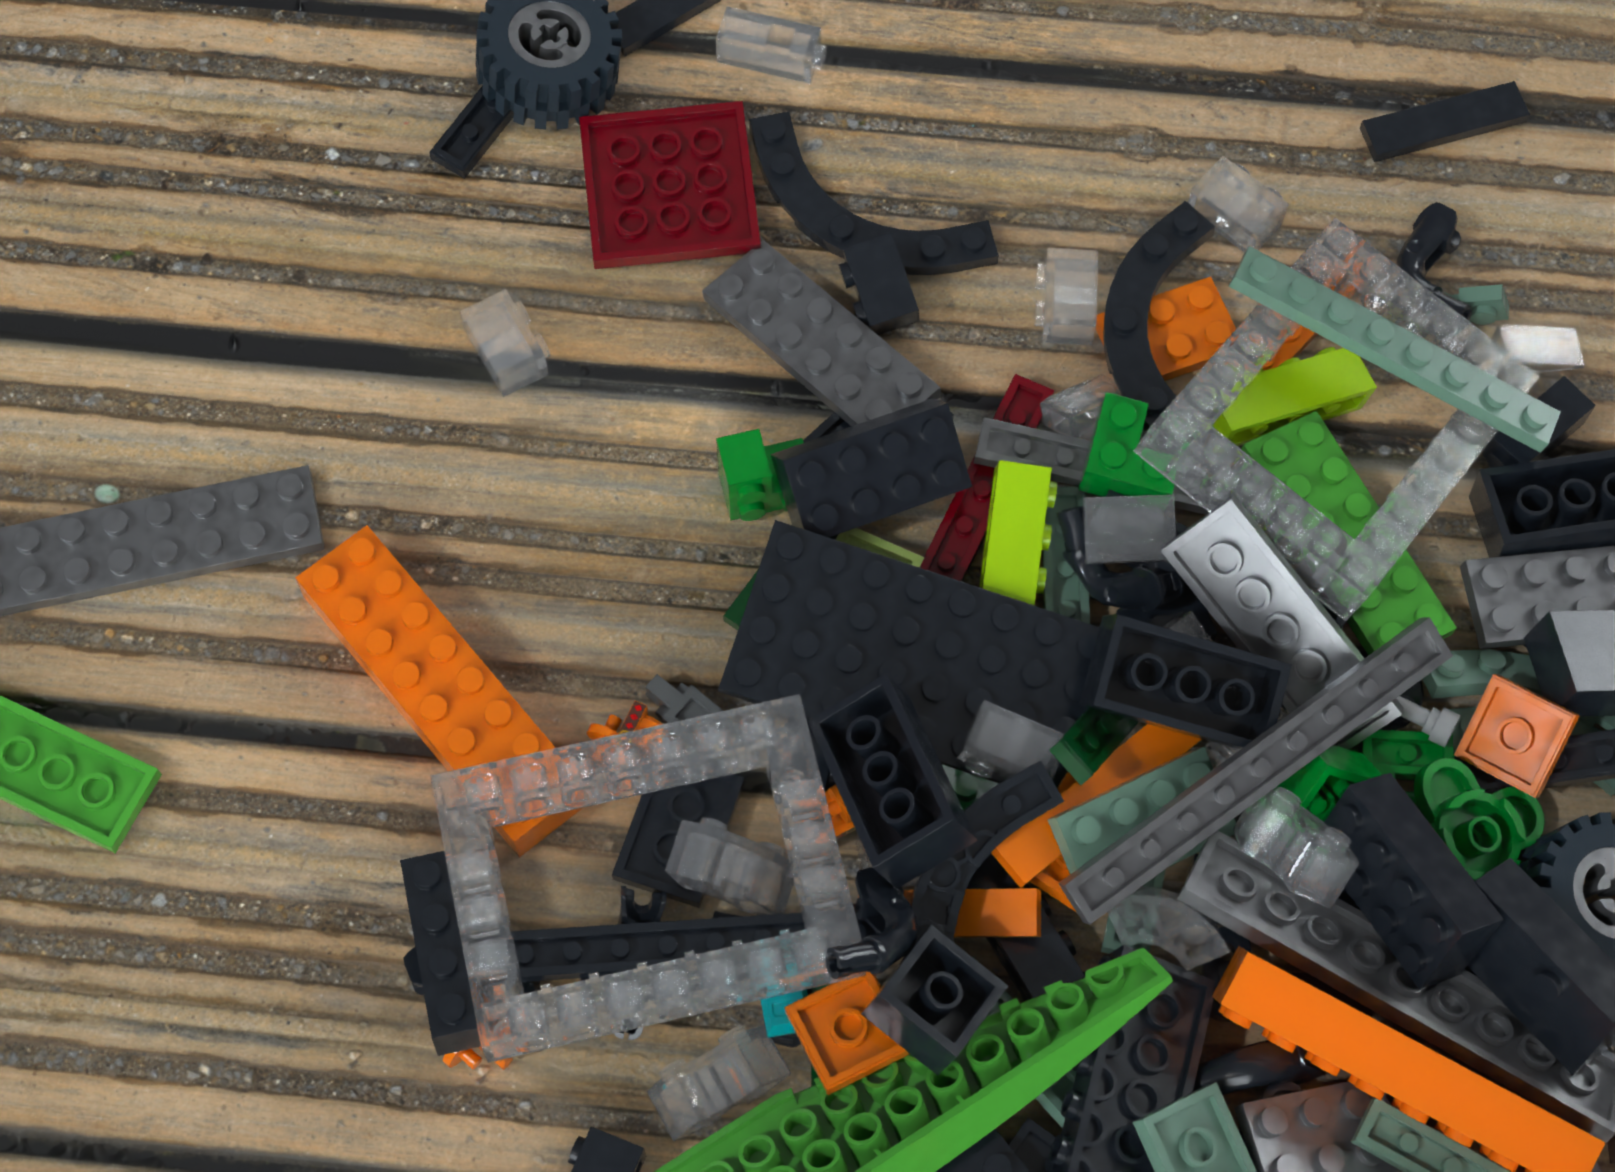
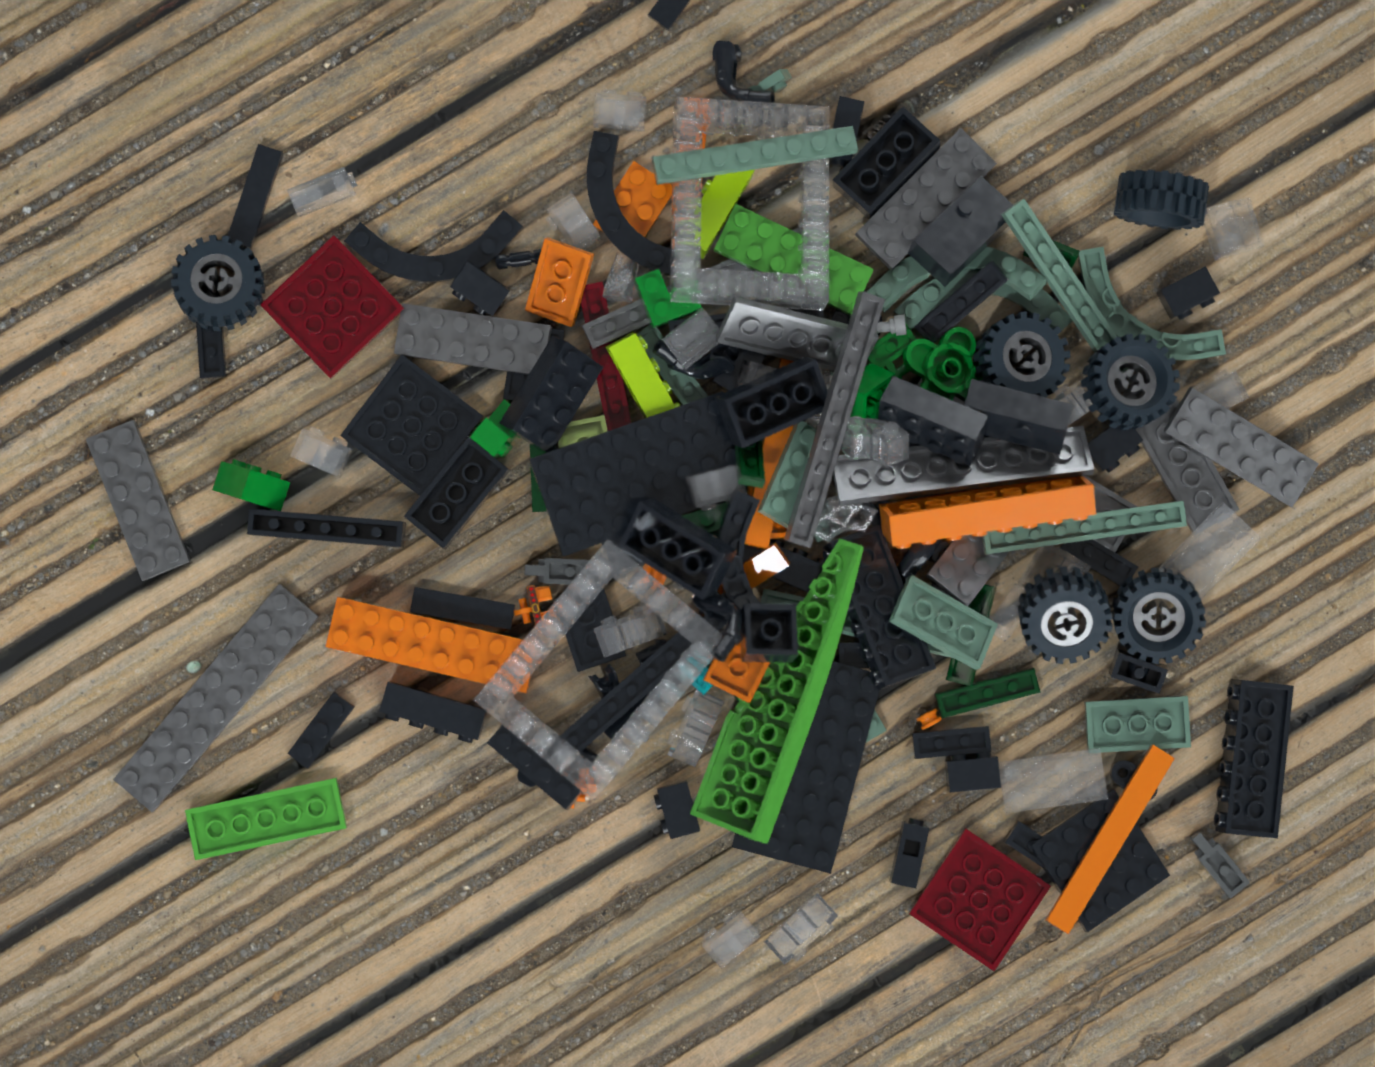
camera: 40 degrees left, 20 degrees up
(196, 695) = (321, 730): none -> black plate
(222, 243) = (138, 500): none -> flat silver plate
(367, 778) = (434, 711): none -> black brick
(379, 311) = (249, 484): none -> green brick
(431, 435) = (326, 528): none -> black brick
(525, 675) = (462, 608): none -> black tile
(640, 513) = (456, 493): none -> black brick
(648, 393) = (411, 425): none -> black plate
(963, 294) = (517, 259): none -> black axle
(995, 347) = (559, 282): none -> orange plate
(1516, 735) = (935, 307): orange plate -> none
(1541, 346) = (816, 82): clear slope -> none

